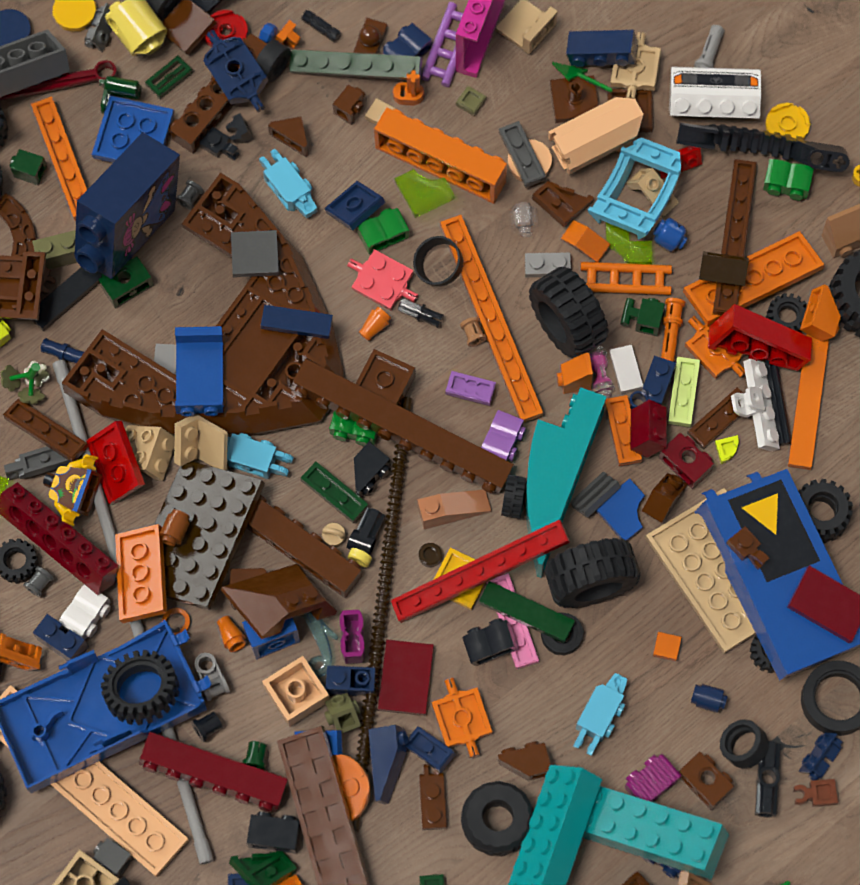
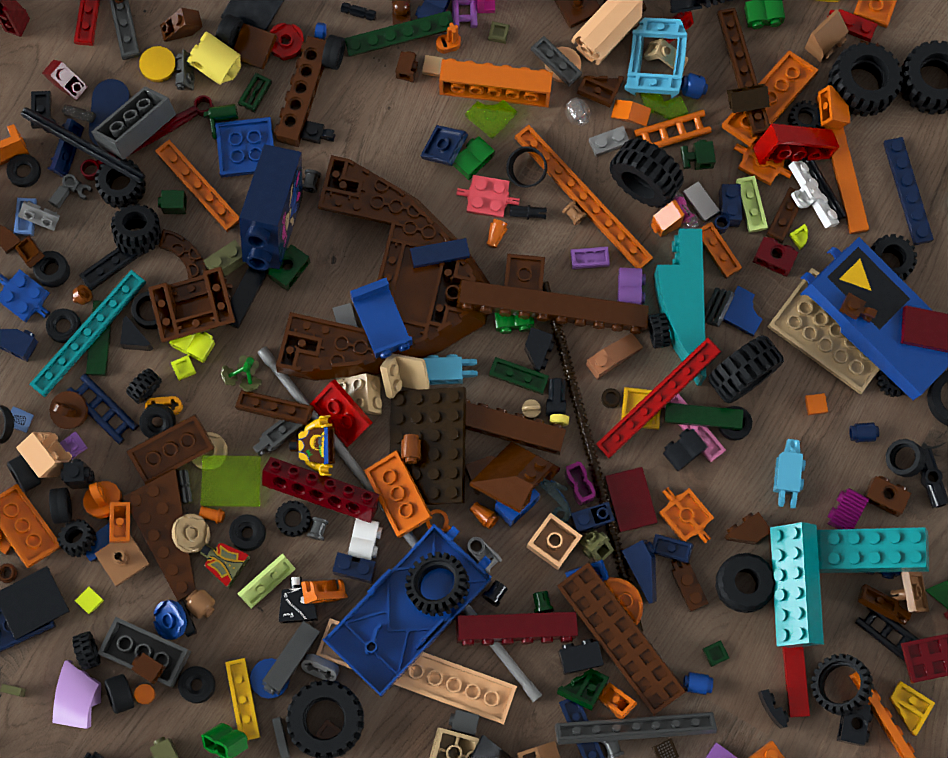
camera: 25 degrees left, 5 degrees up
(62, 351) = (262, 339): dark blue pin -> none
(240, 85) = (316, 81): dark blue plate -> none
(242, 129) = (333, 117): black tile -> none
(254, 253) = (385, 210): dark grey tile -> none
(288, 36) = (337, 28): orange tile -> none
(288, 185) = (384, 146): medium azure hinge -> none
(290, 133) = (371, 105): reddish brown slope -> none
(648, 428) = (739, 242): dark red brick -> none
(664, 497) = (770, 290): reddish brown slope -> none
(672, 323) = (722, 153): orange pin -> none

